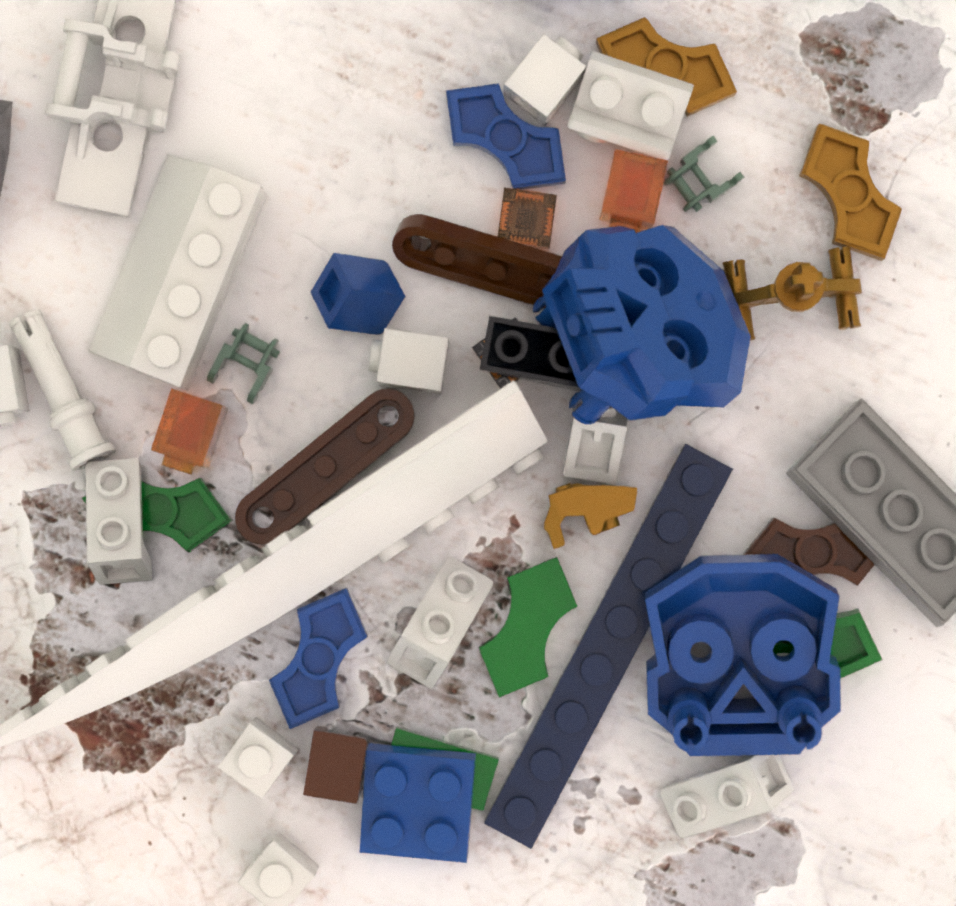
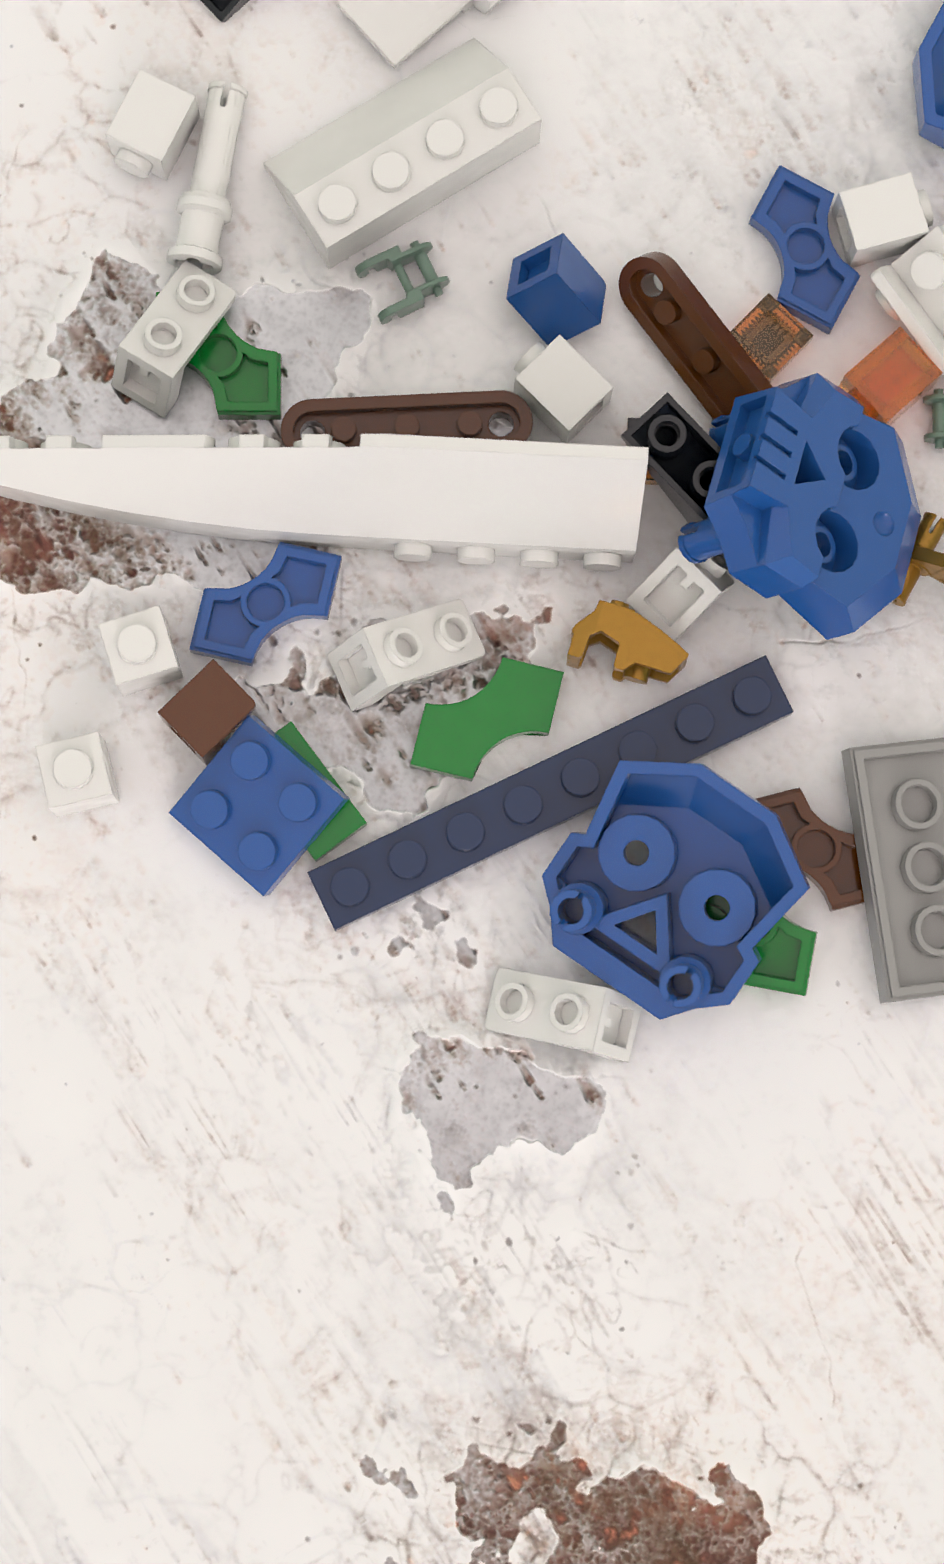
camera: 30 degrees right, 5 degrees down
(188, 431) = (303, 301): clear orange brick -> none

